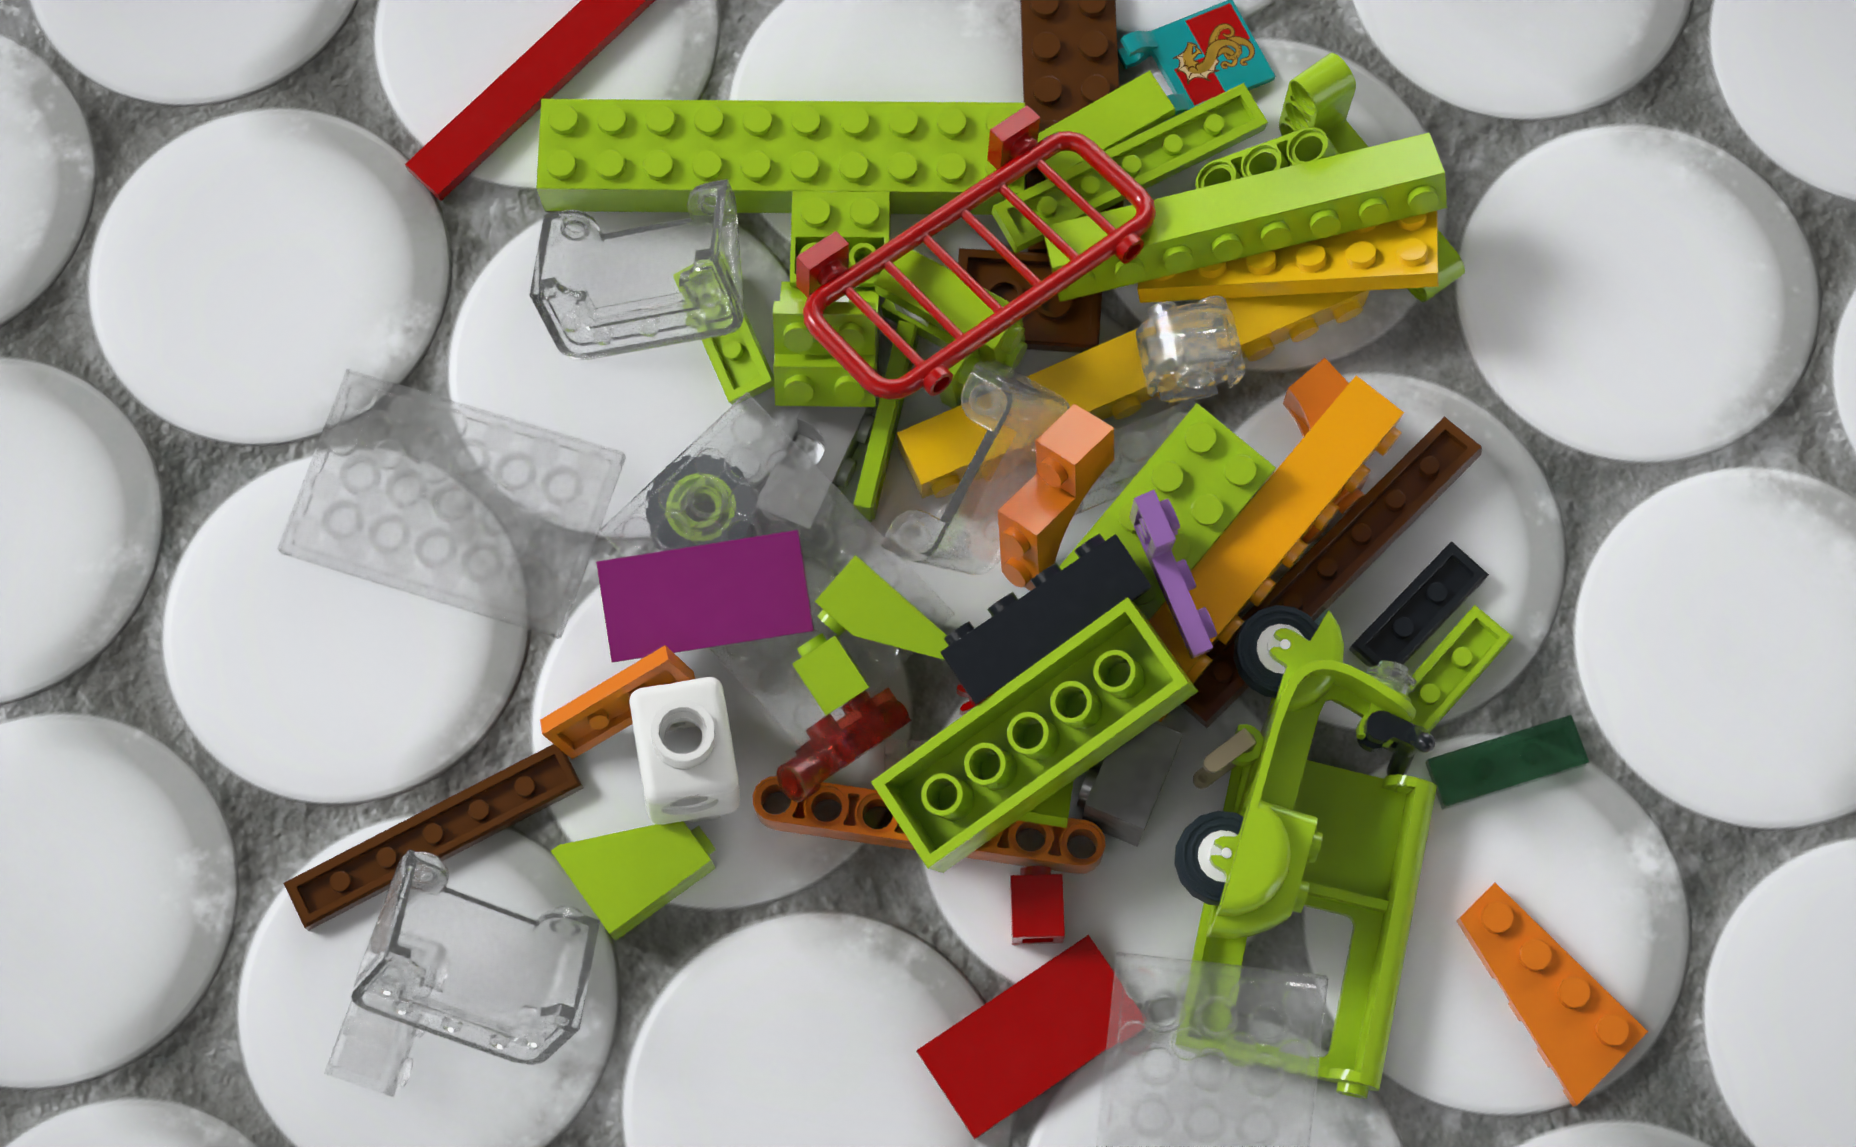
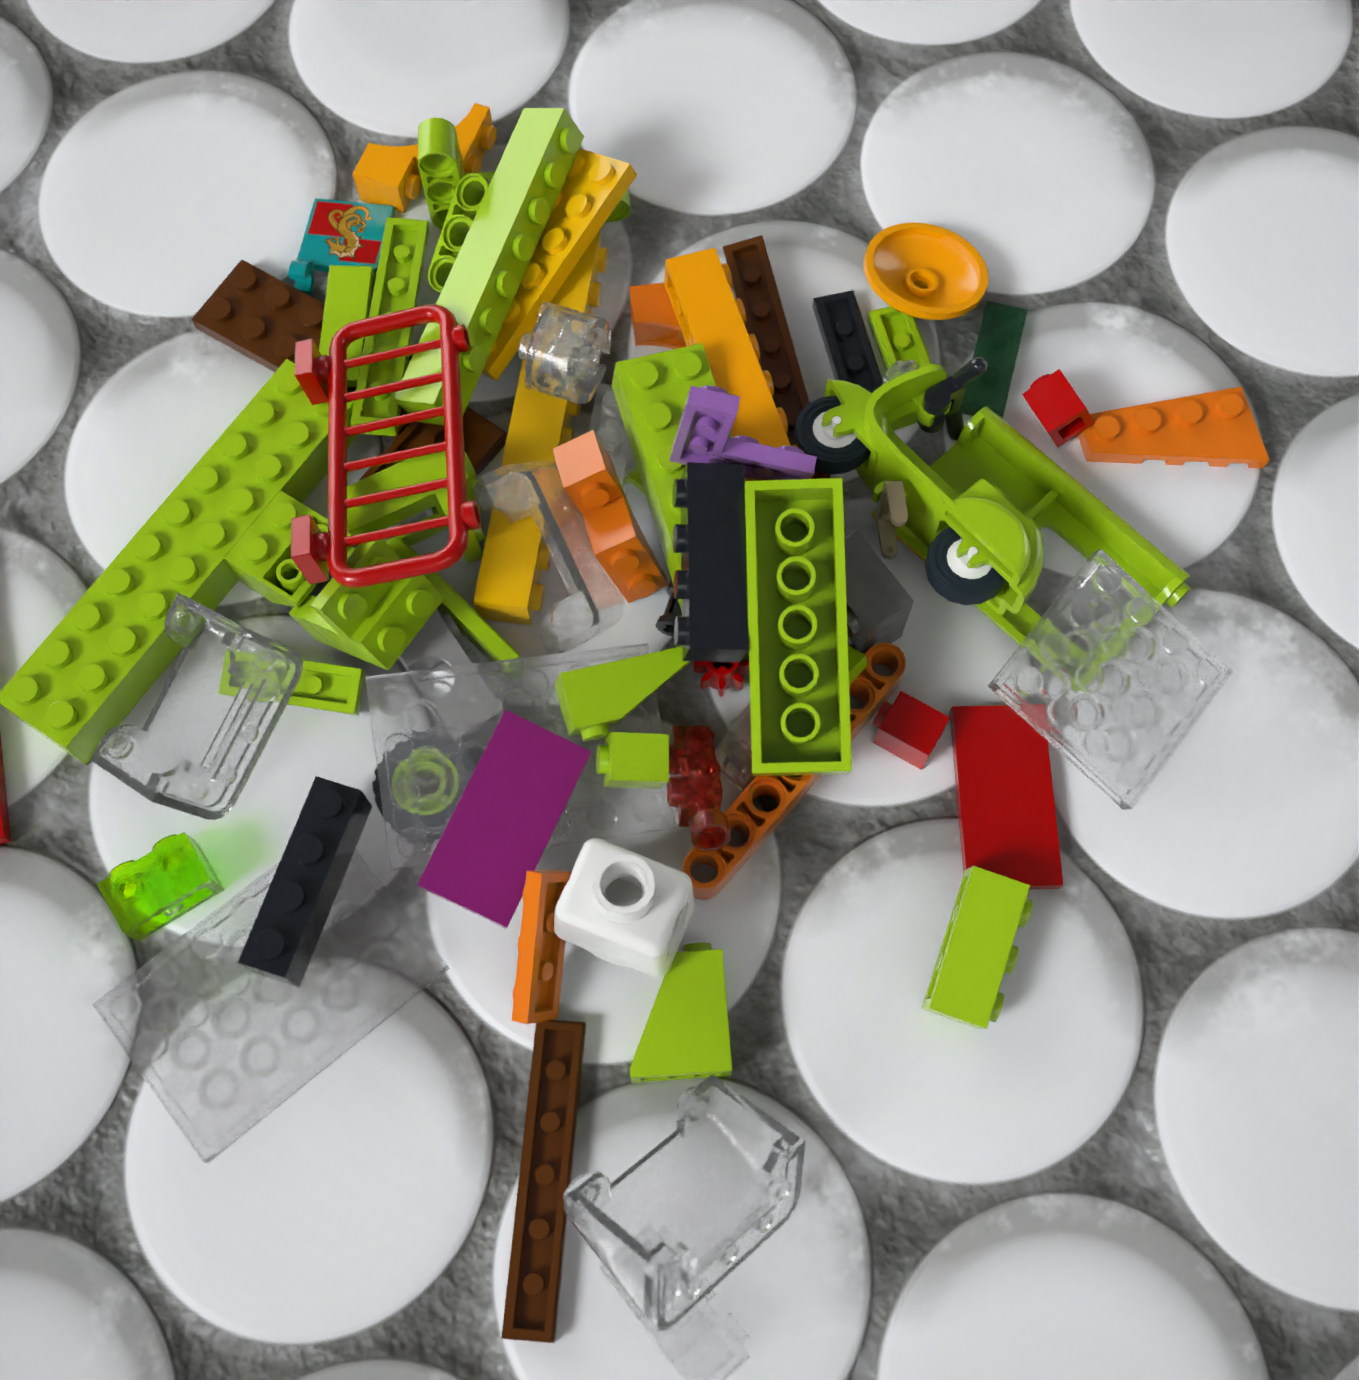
camera: 60 degrees left, 5 degrees down
(476, 350) = (159, 886): none -> clear neon green brick
(547, 469) = (306, 882): none -> black brick
(857, 1090) = (978, 948): none -> lime brick
(1300, 41) = (392, 173): none -> light orange arch
(1482, 854) = (1058, 407): none -> red brick
(1575, 628) = (925, 271): none -> light orange dish

